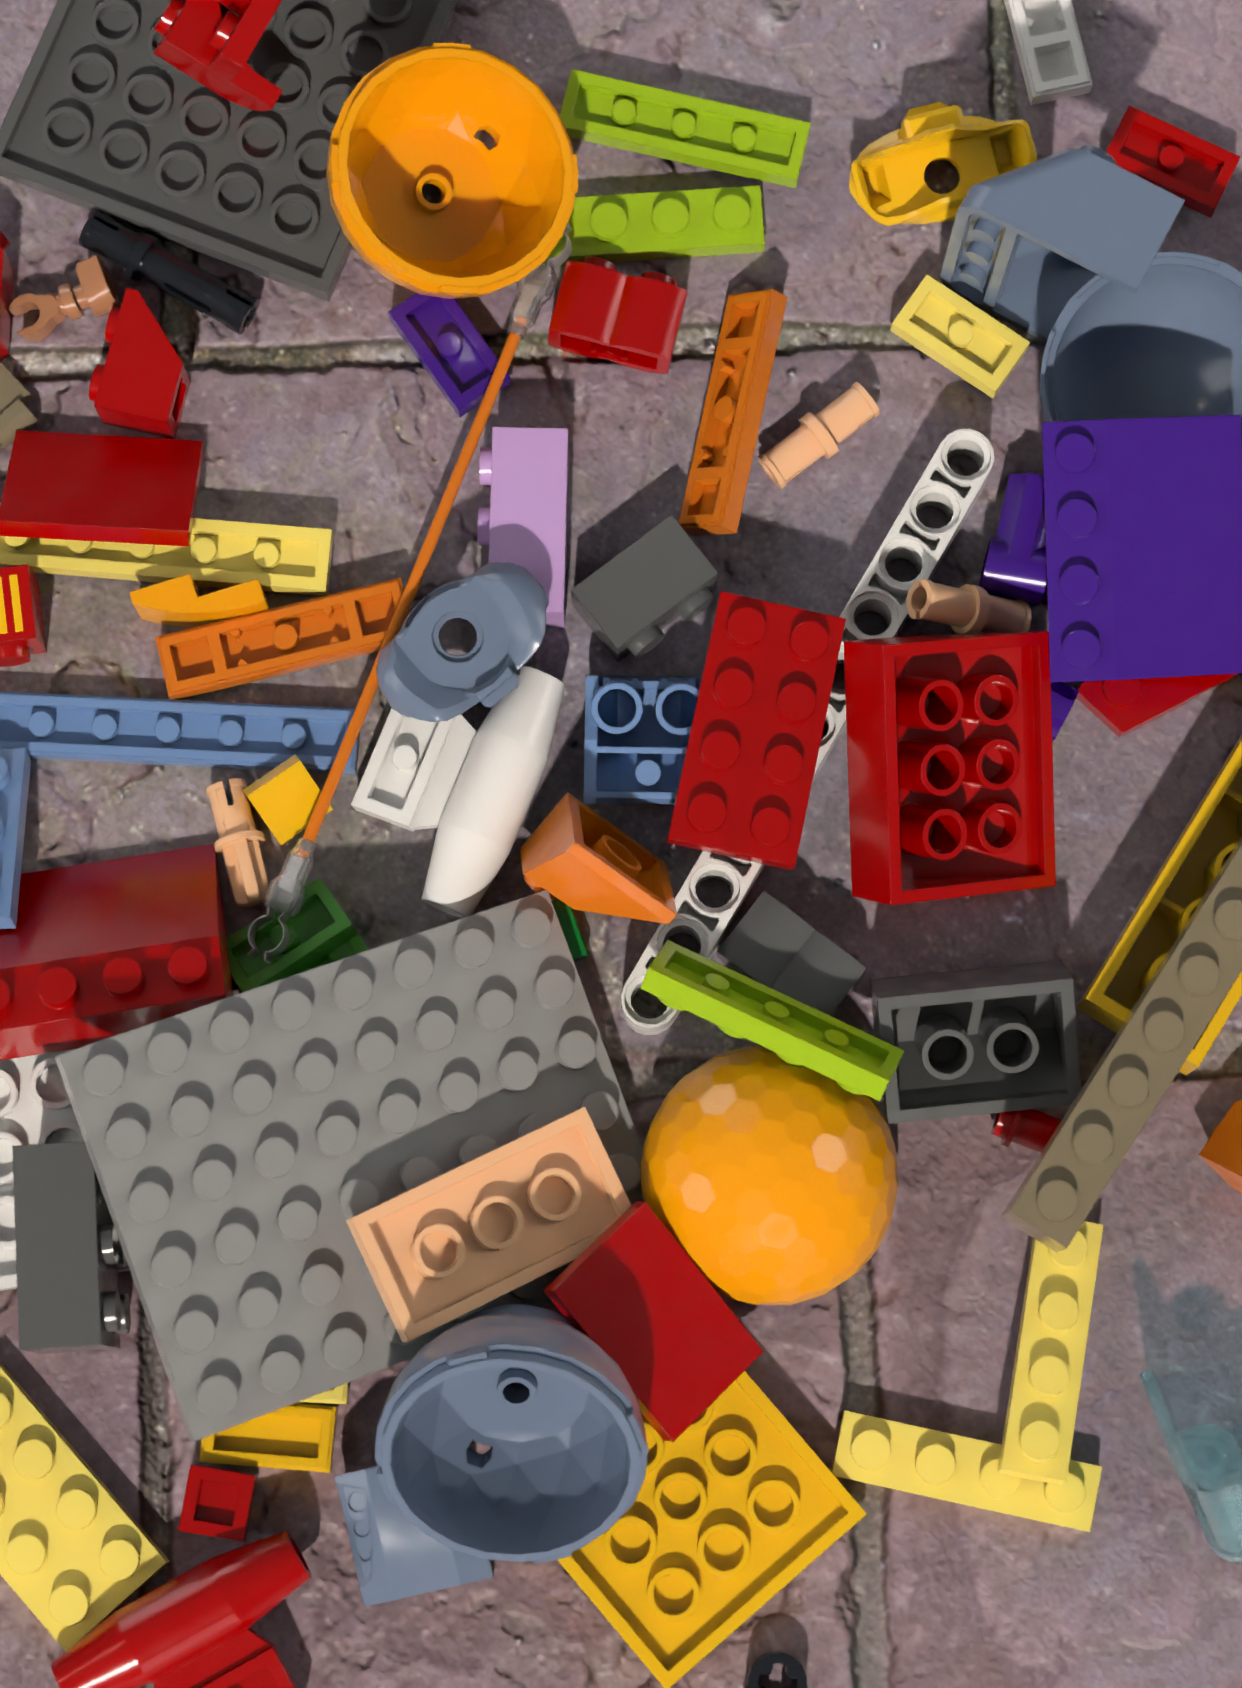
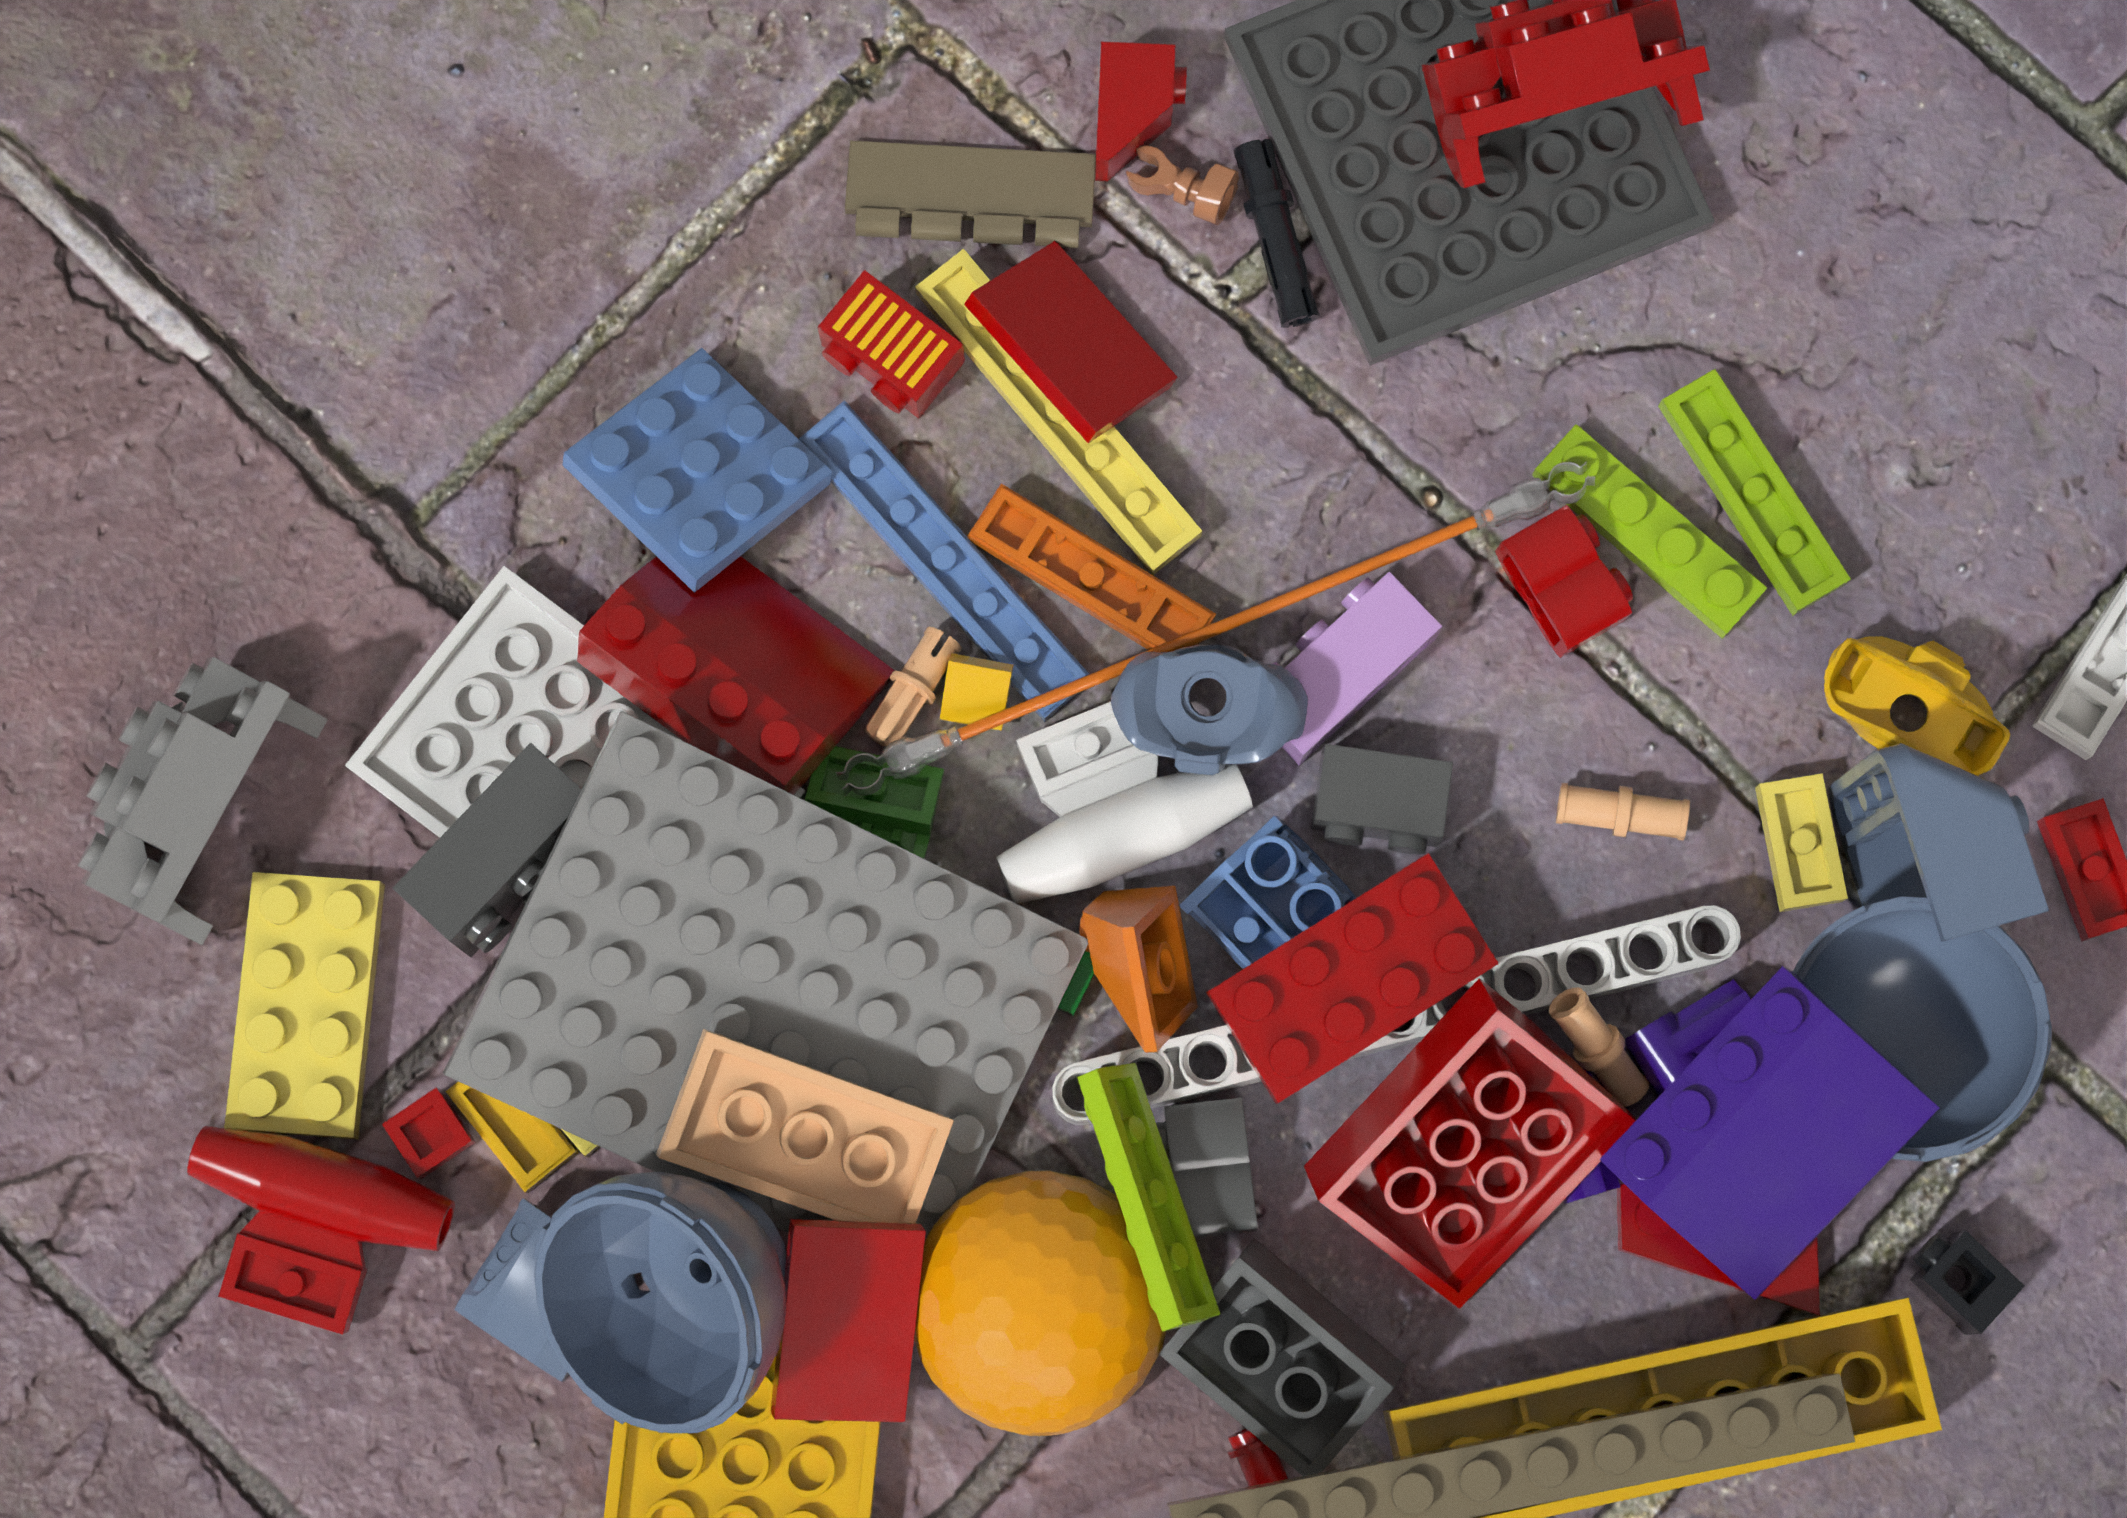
camera: 45 degrees right, 0 degrees up
(143, 376) = (1182, 289): red slope -> none
(180, 605) = (1045, 480): light orange slope -> none
(417, 127) = (1556, 303): light orange piece -> none
(447, 348) = (1420, 480): dark purple plate -> none
(732, 413) = (1576, 732): orange plate -> none

